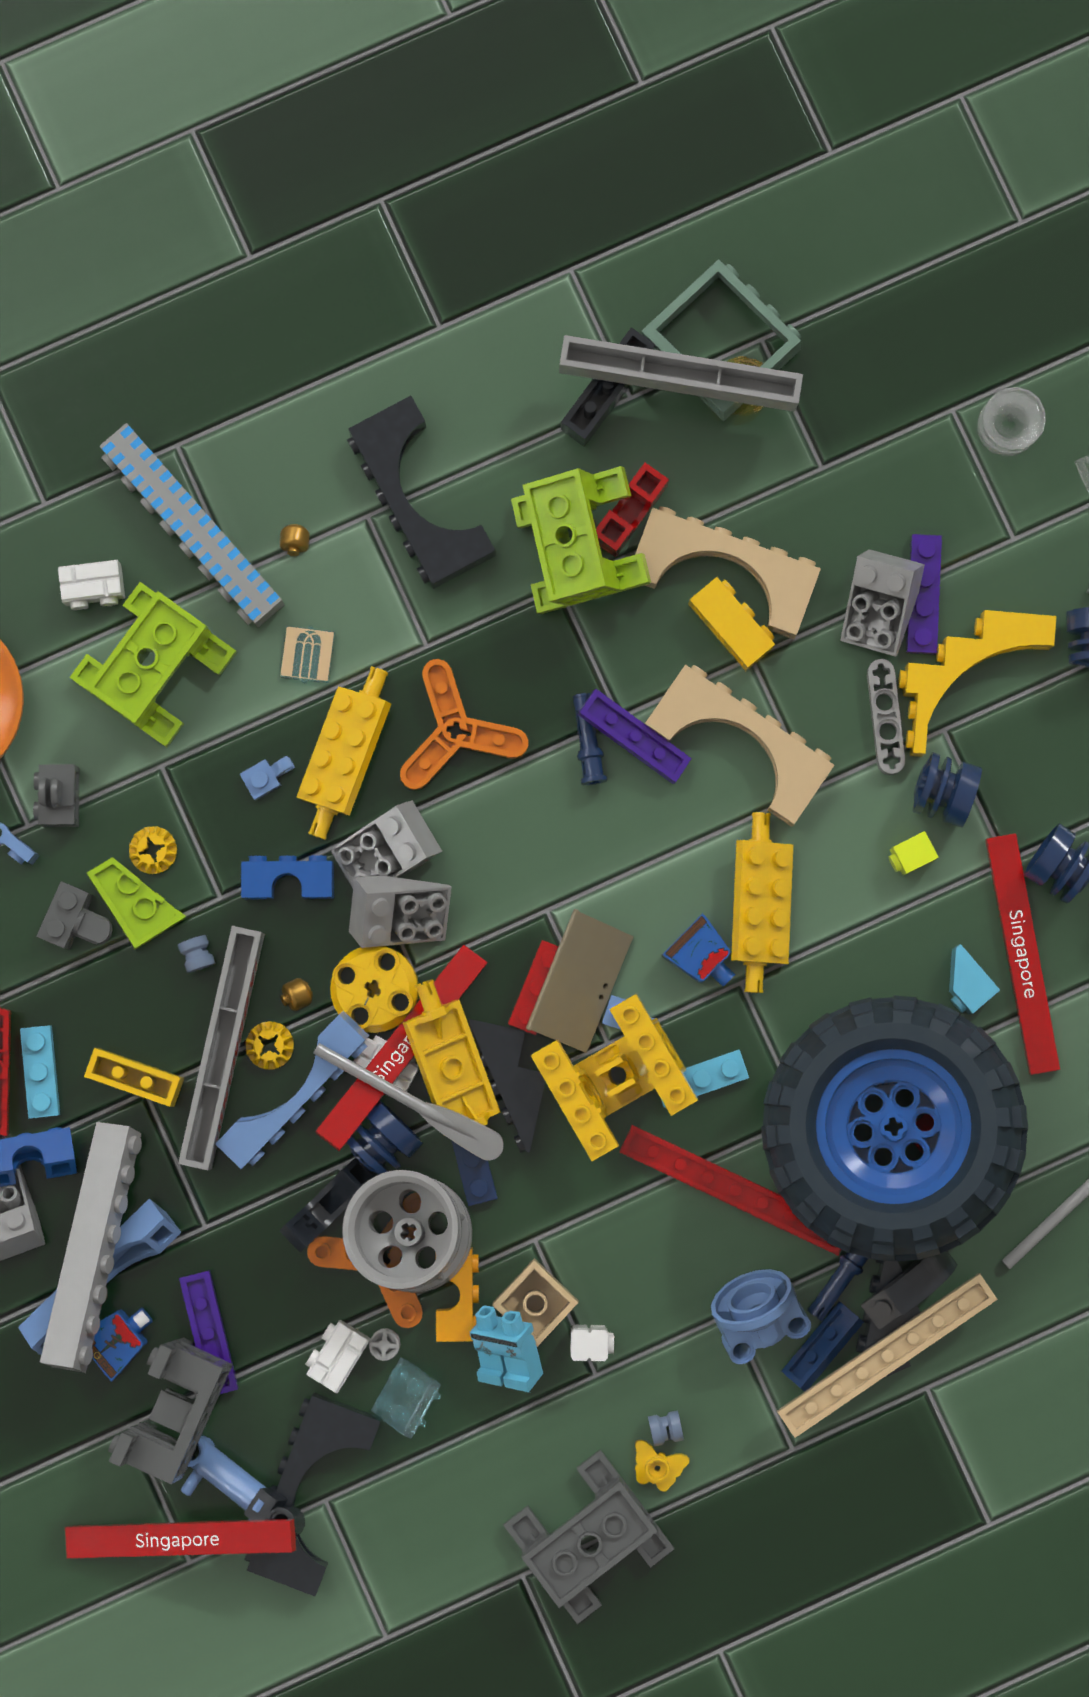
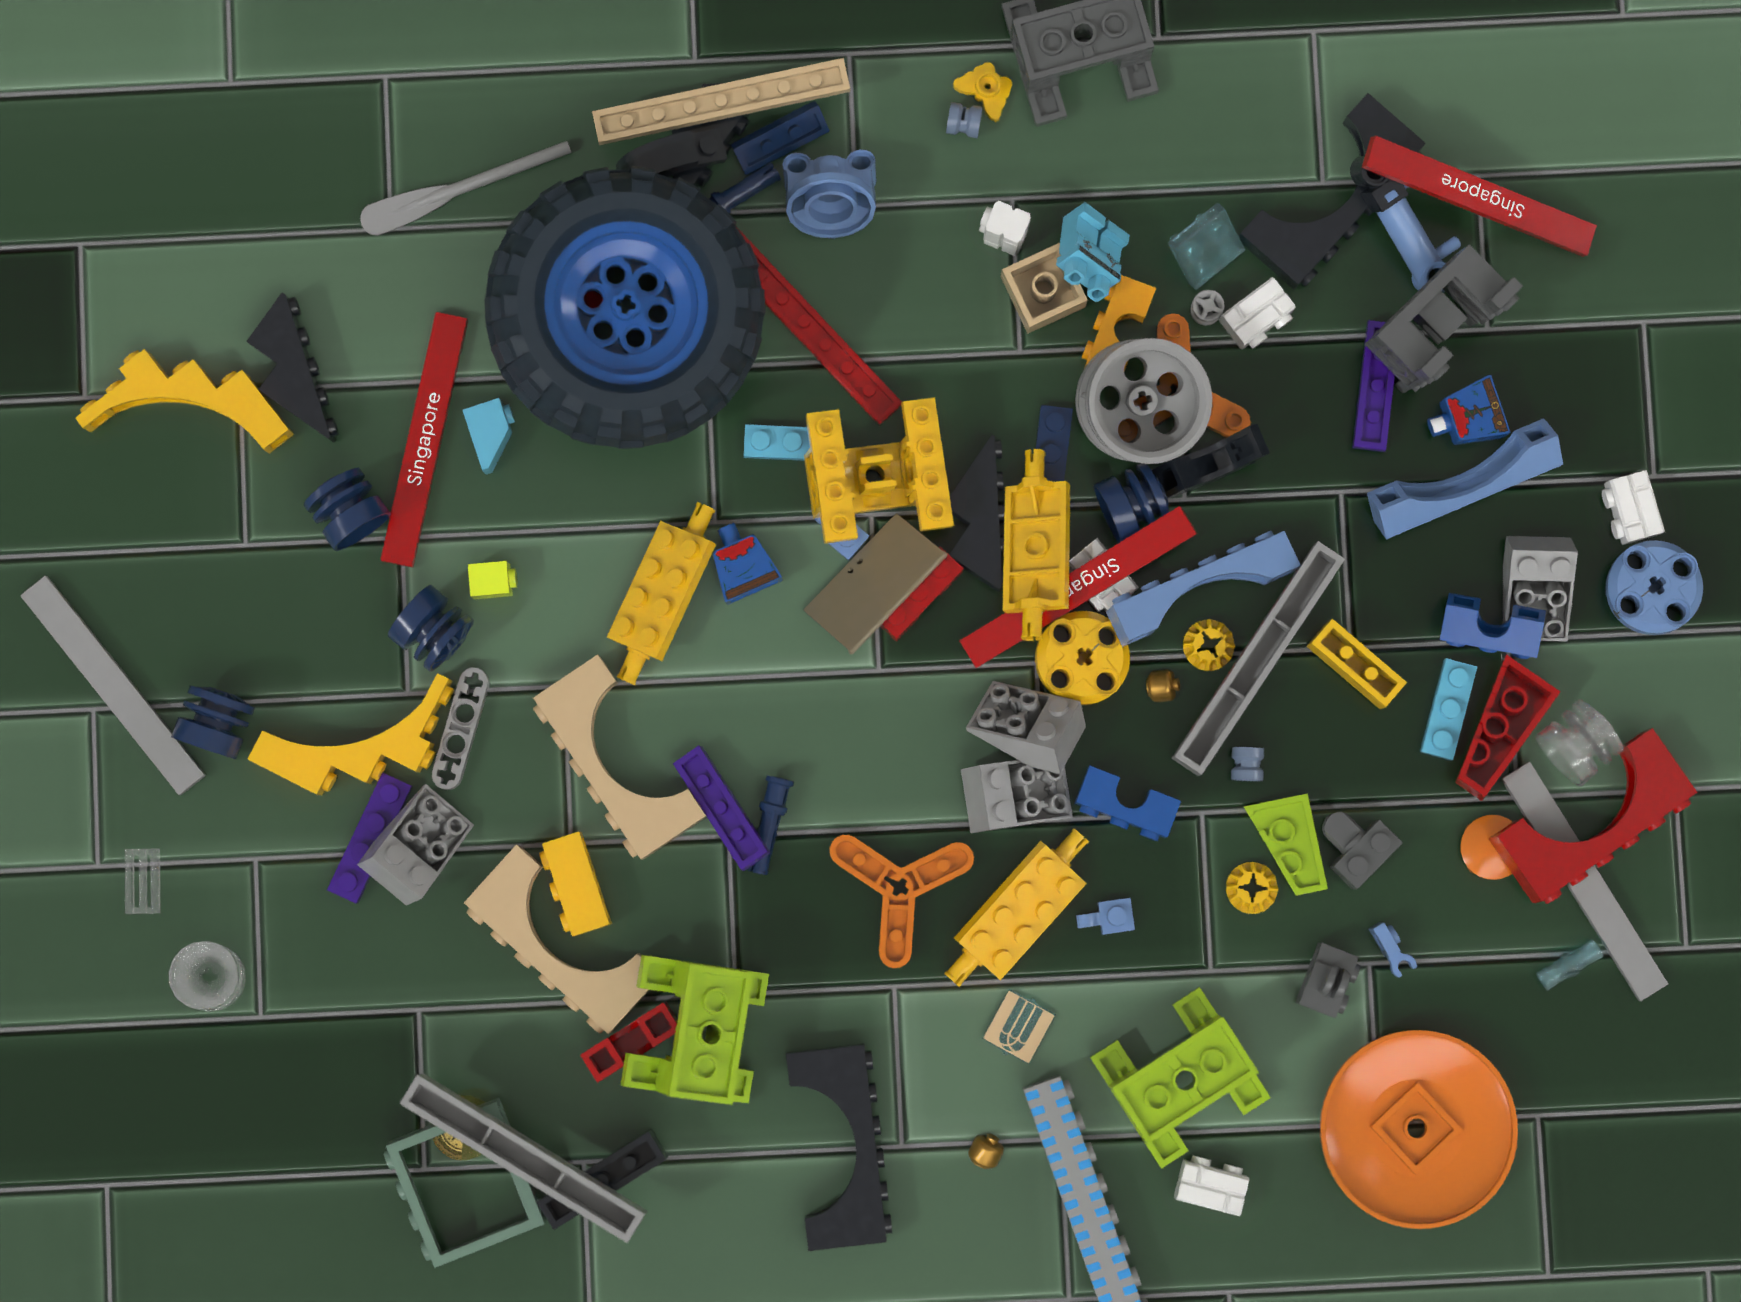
camera: 155 degrees left, 0 degrees up
(91, 1247) = (1461, 511): light grey brick -> none
(460, 1129) = (1052, 482): light grey piece -> none

